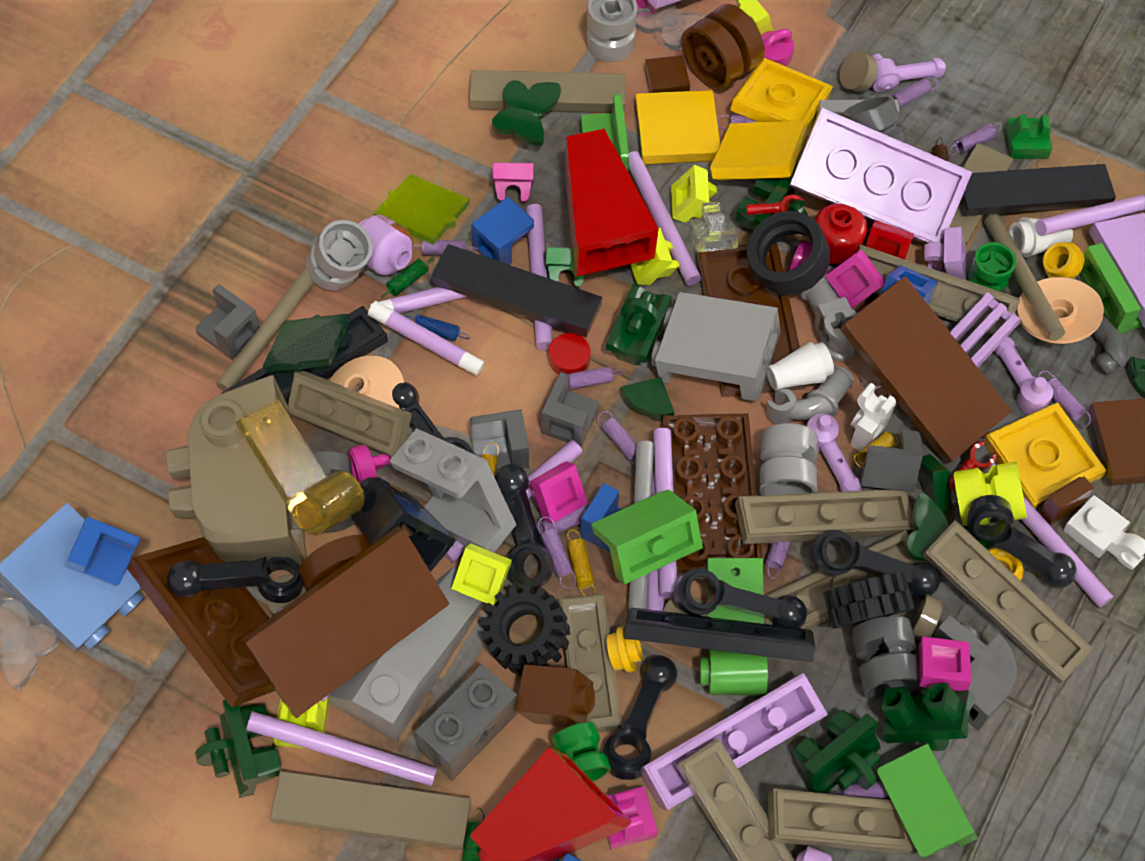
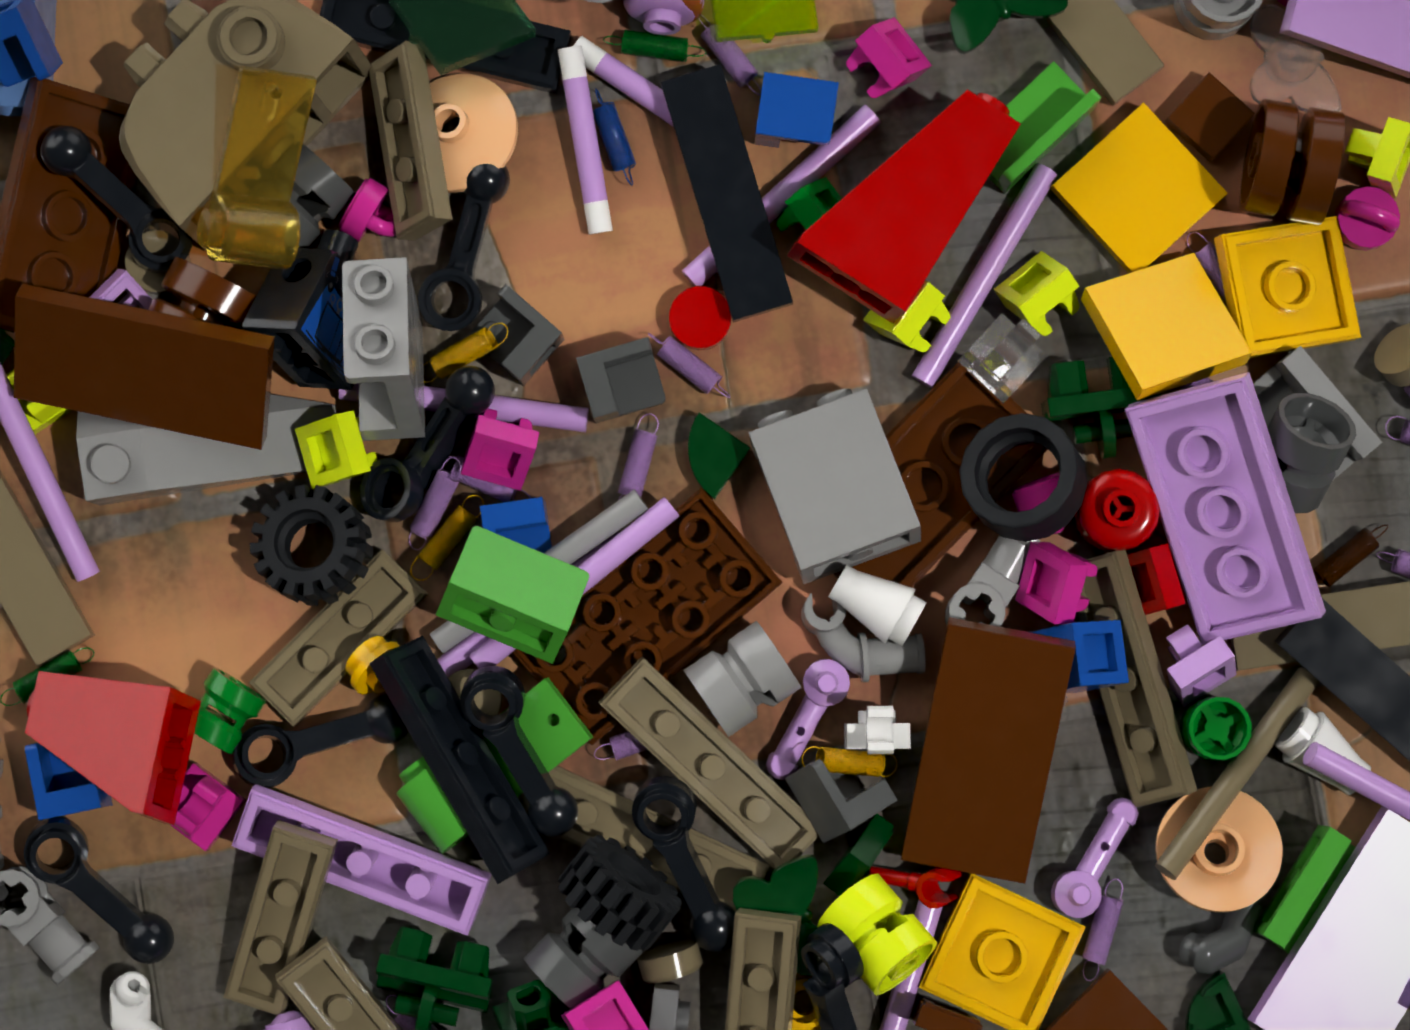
camera: 55 degrees right, 25 degrees up
(466, 722) = (161, 567): dark grey brick -> none
(555, 695) = (257, 638): reddish brown brick -> none
(638, 325) = (793, 370): dark green hips -> none
(772, 208) = (1083, 424): red hand -> none
(973, 315) = (1147, 783): lavender tile -> none
(1058, 254) = (1297, 794): yellow plate -> none

